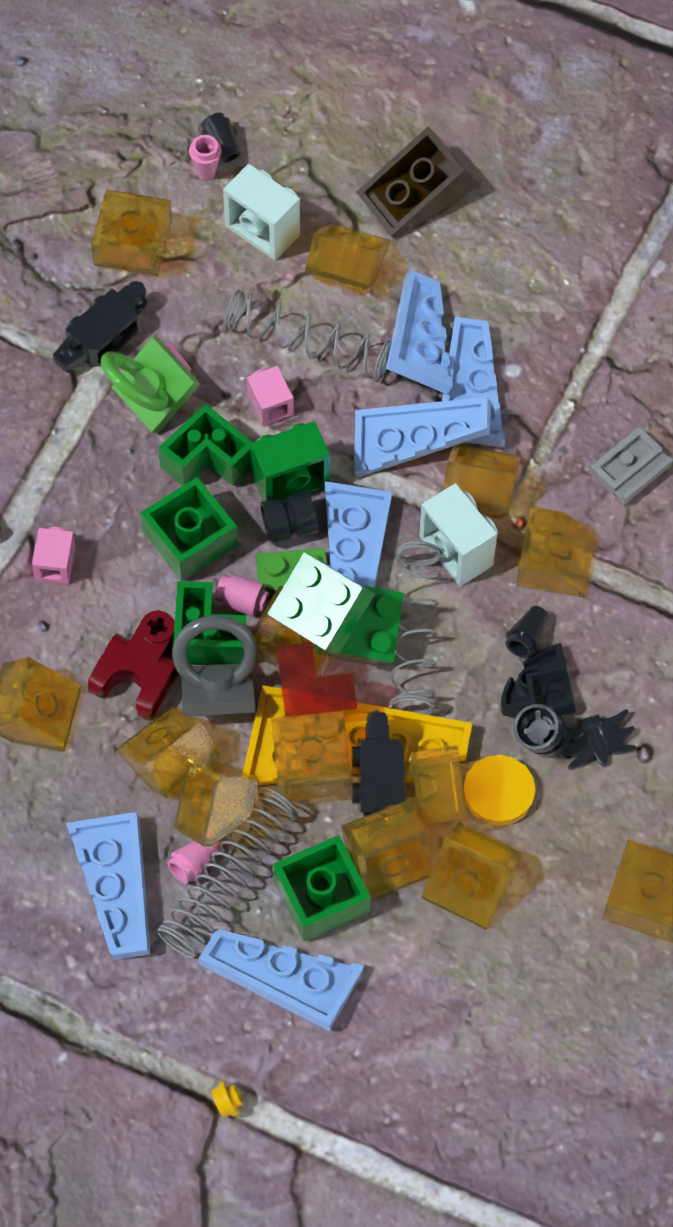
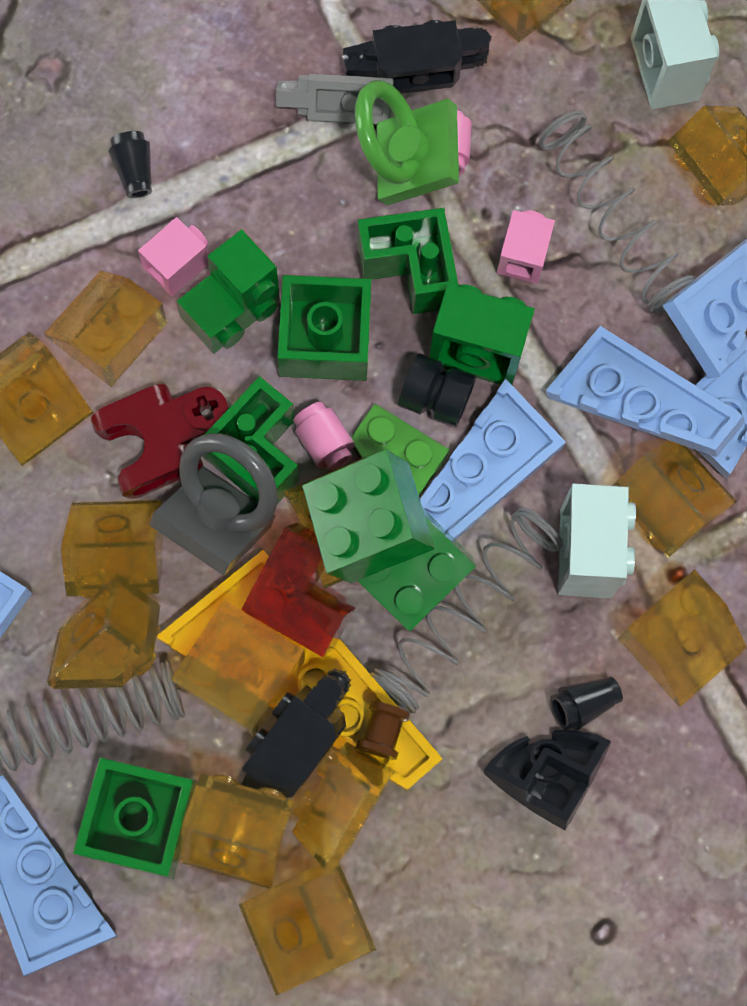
camera: 35 degrees right, 10 degrees up
(45, 625) = (108, 325): none -> clear yellow slope
(71, 389) = (329, 97): none -> light grey hinge
(115, 544) = (233, 296): none -> green brick
(190, 861) = (32, 681): bright pink cone -> none
(425, 728) = (383, 730): none -> reddish brown bush
(499, 790) = (414, 852): yellow tile -> none
(542, 730) = (505, 828): black wheel -> none
(597, 738) = (562, 876): black piece -> none

